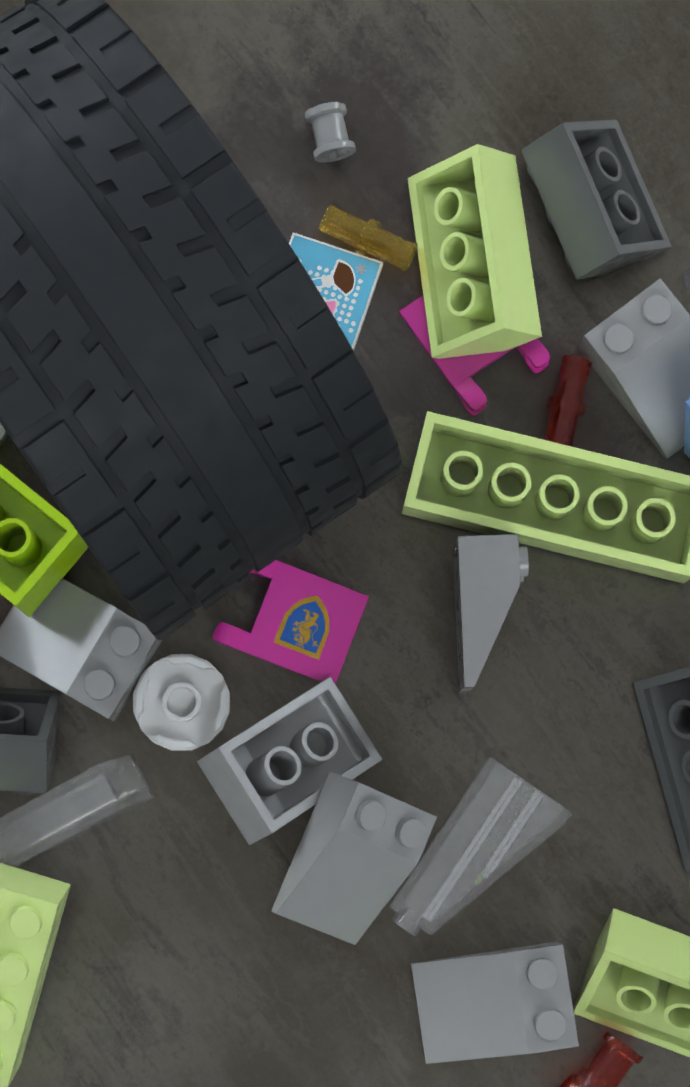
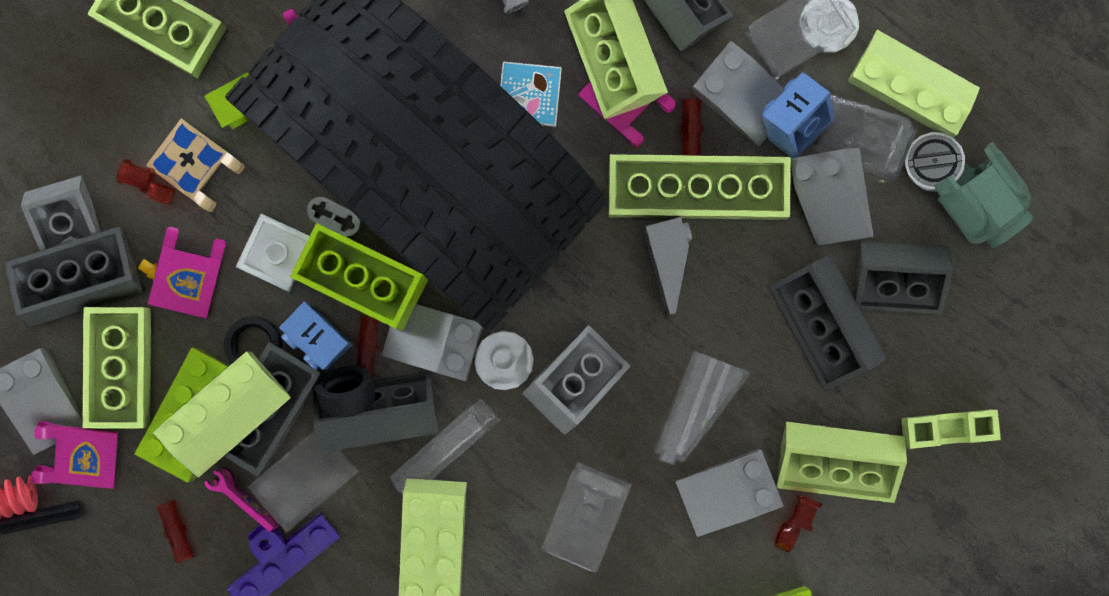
camera: 10 degrees left, 5 degrees up
(252, 988) = (586, 517): none -> clear slope
(301, 623) = (564, 298): dark pink flag -> none
(351, 858) = (626, 428): light grey slope -> none
(368, 237) = (548, 54): clear yellow pin -> none

